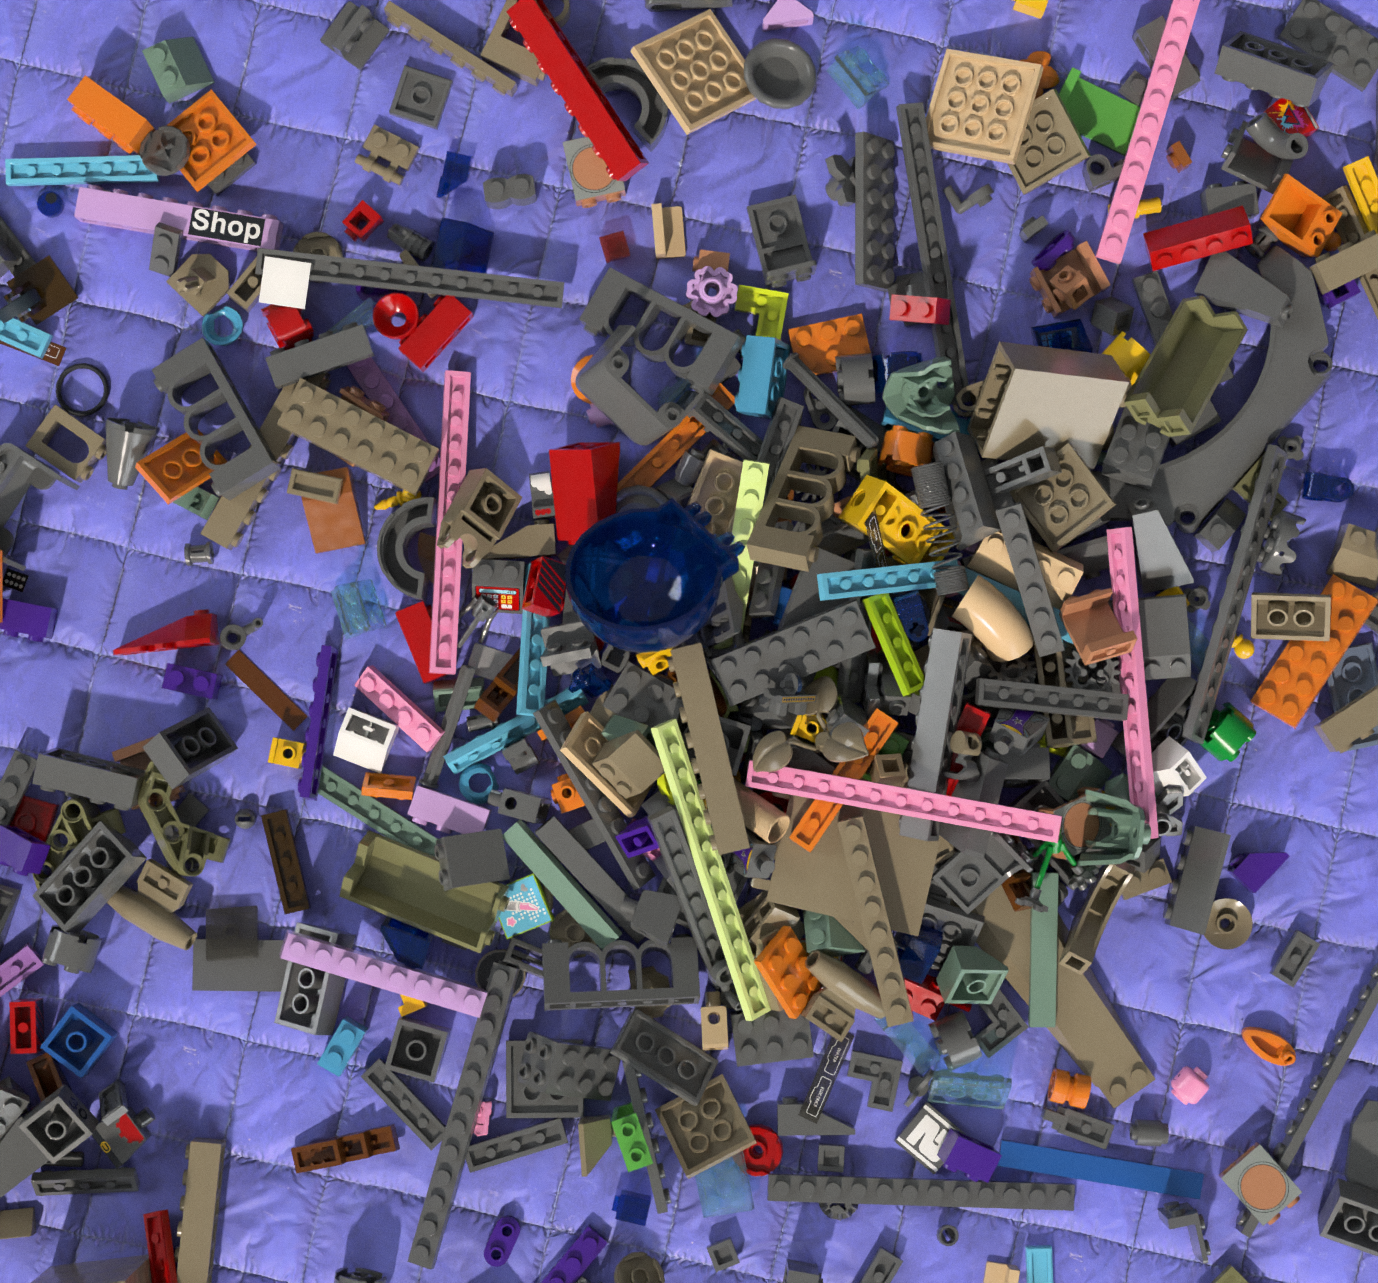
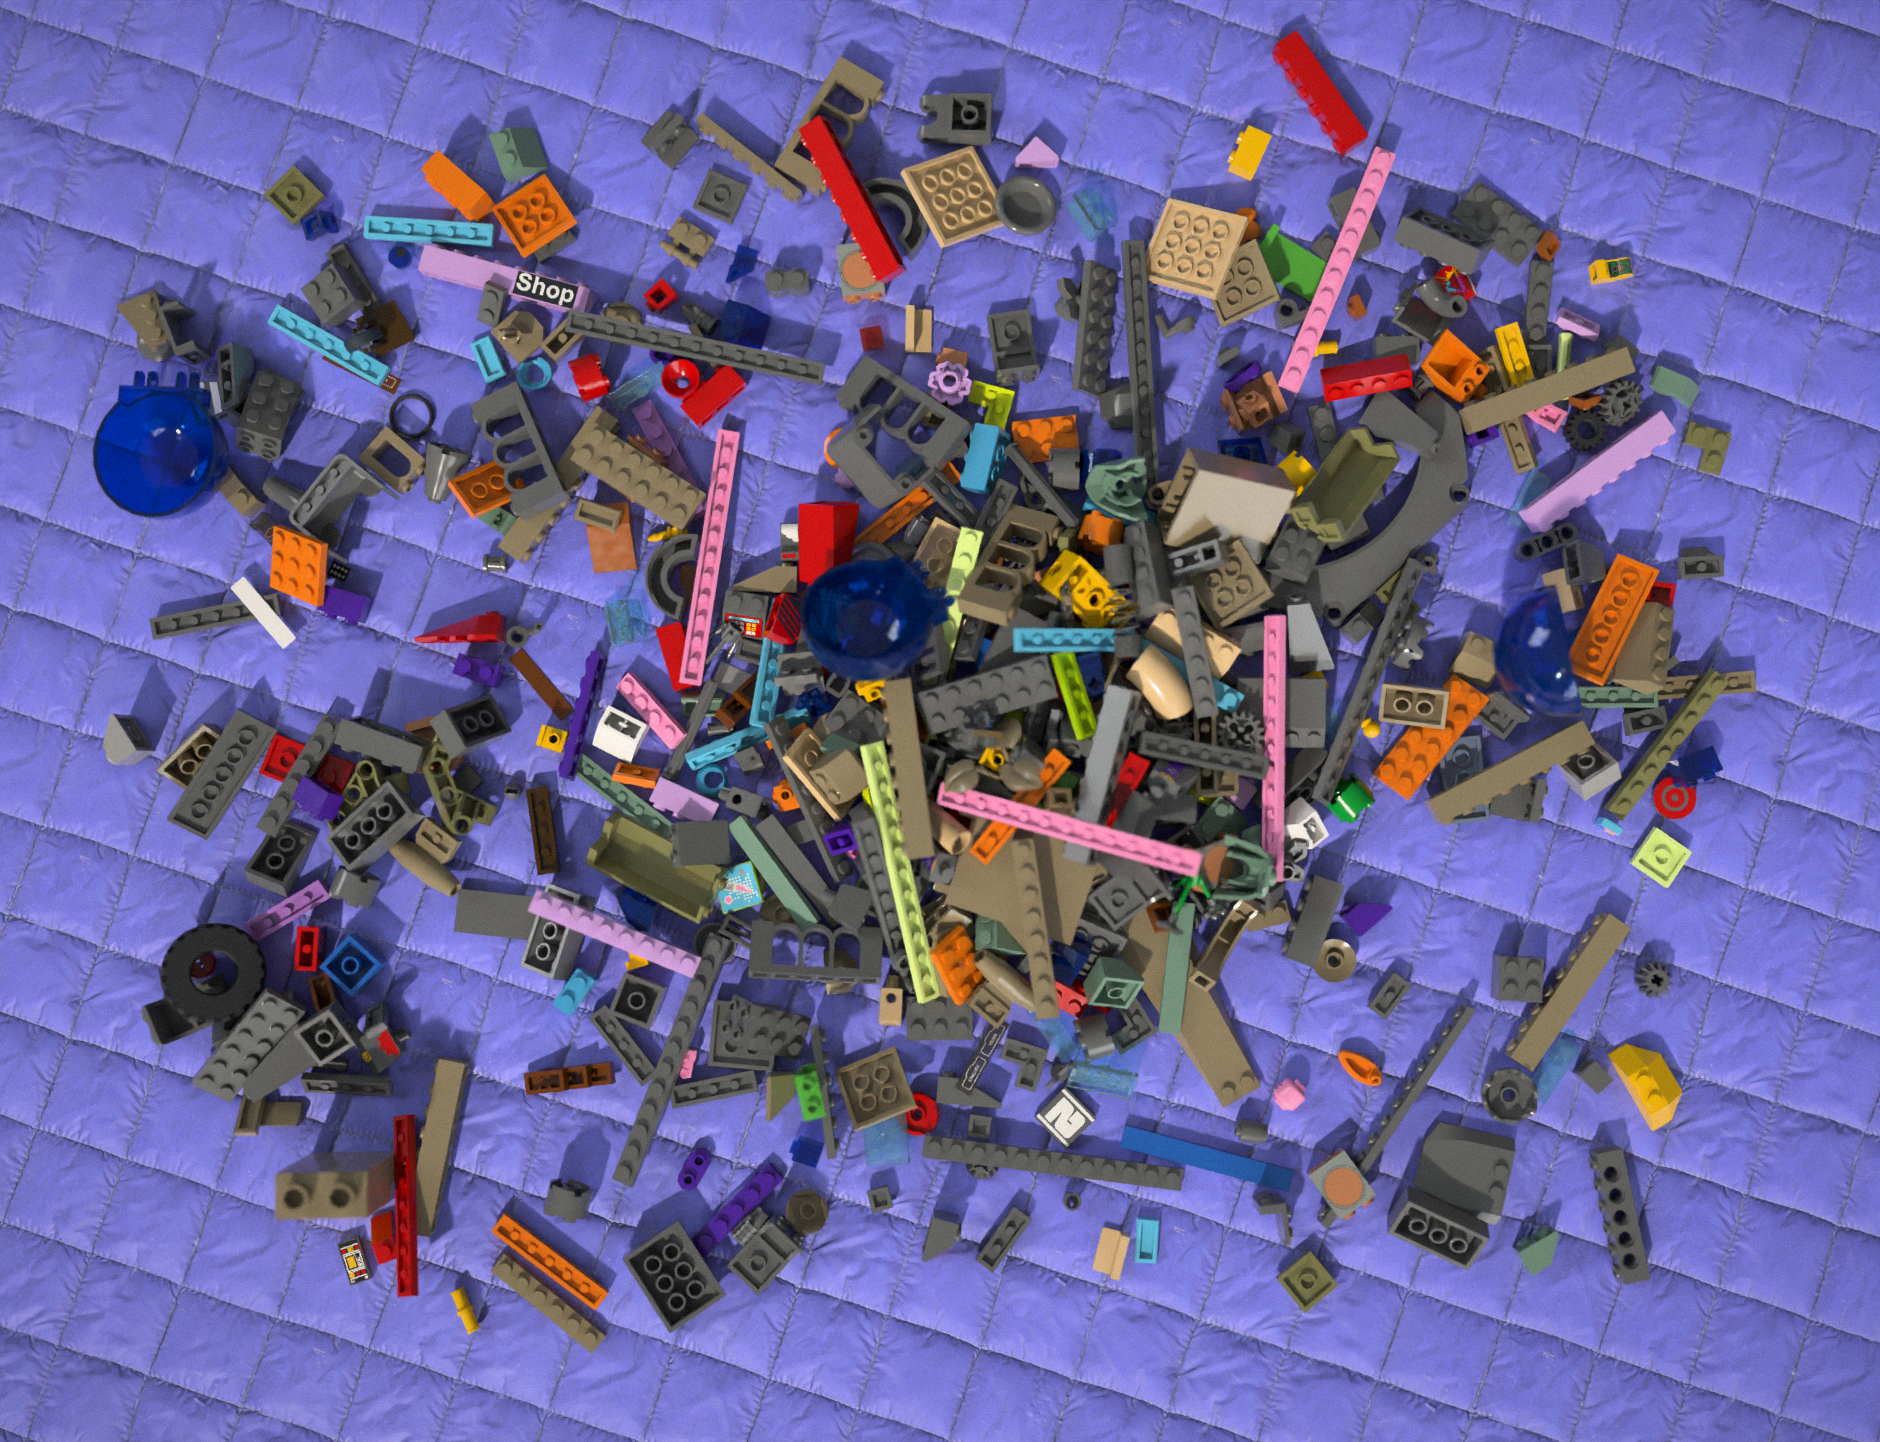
camera: 10 degrees right, 0 degrees up
(165, 150) = (500, 221): dark grey tile -> none
(166, 314) = (488, 359): none -> medium azure tile
(232, 933) = (491, 886): clear smoke plate -> none
(284, 282) = (589, 340): white sticker -> none
(319, 356) = (613, 405): dark grey brick -> none
(478, 515) = (733, 553): dark tan brick -> none
(506, 628) = (748, 651): none -> dark grey tile
(664, 1056) = (846, 1026): dark grey tile -> none
(920, 309) = (1124, 415): brick -> none
(966, 746) = (1126, 787): leg -> none
(968, 1155) = (1096, 1135): dark purple brick -> none
(1069, 1088) = (1188, 1087): orange wheel -> none
(1079, 1126) = (1192, 1119): dark grey hinge -> none
(1095, 627) = (1246, 697): nougat panel -> none
(1201, 593) = (1340, 679): dark grey plate -> none
(1322, 487) = (1451, 599): clear blue piece -> none

